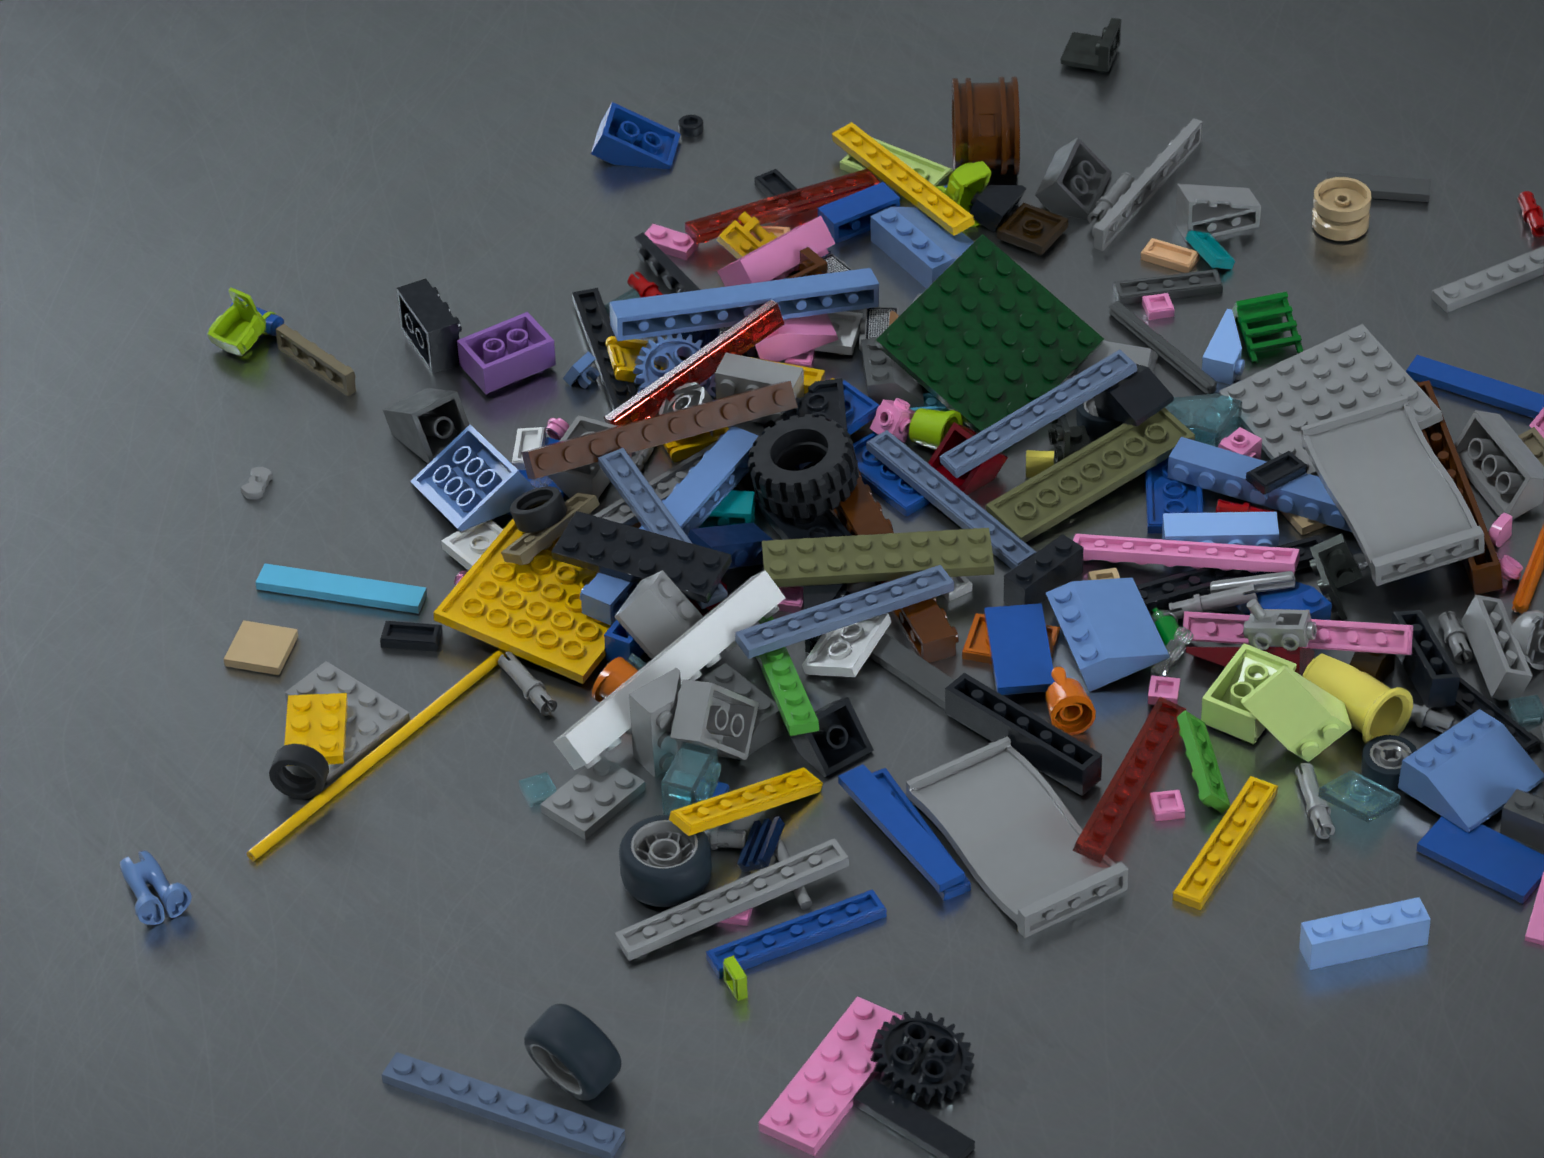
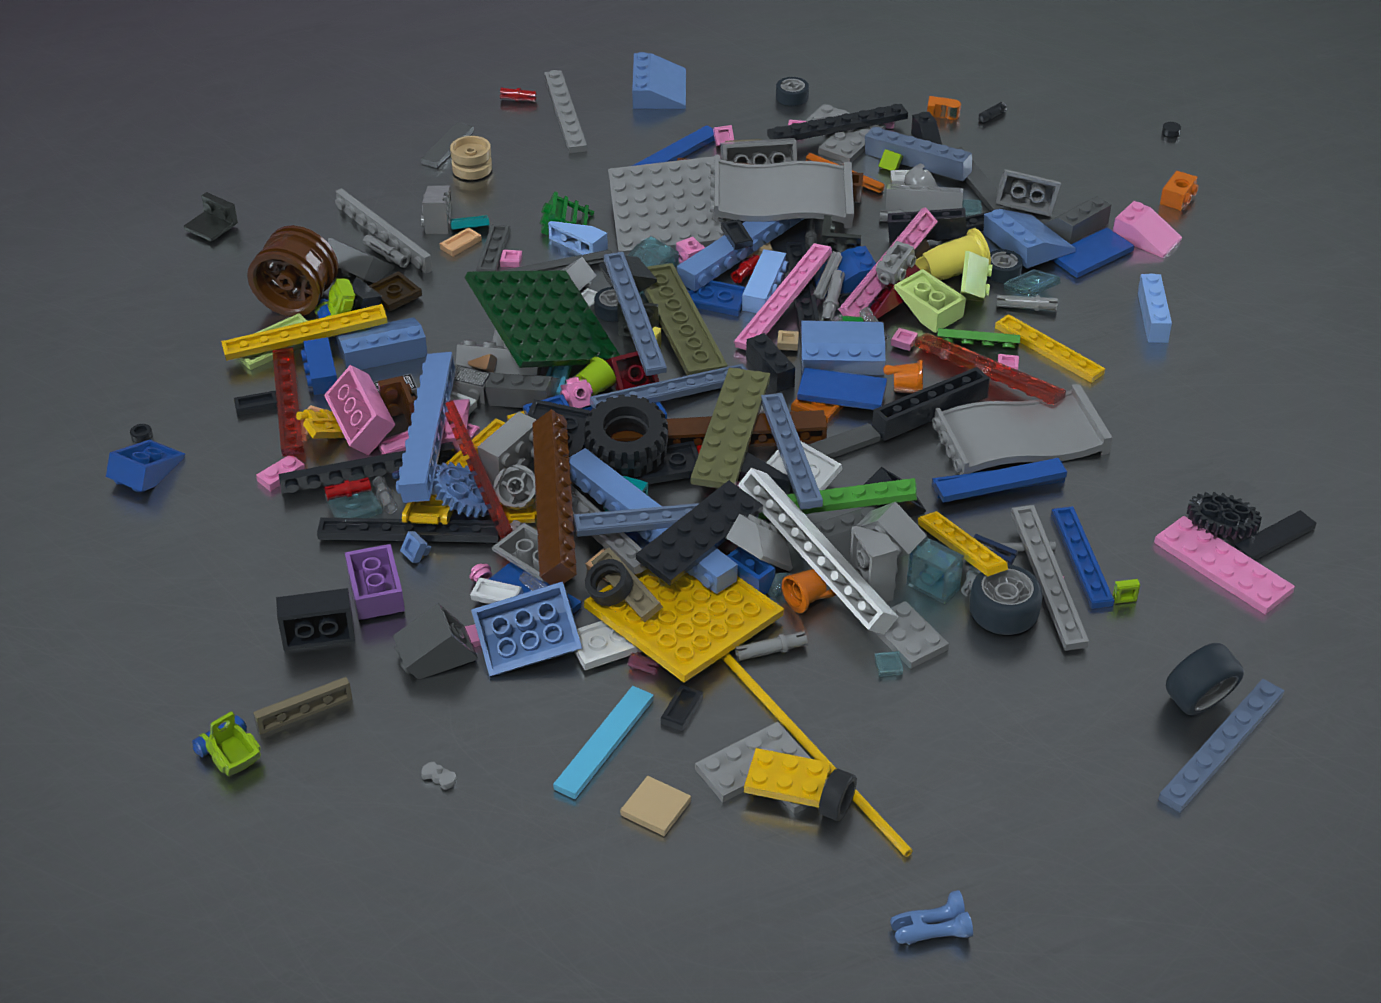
camera: 75 degrees left, 0 degrees up
(739, 540) = (678, 493): dark blue brick -> none

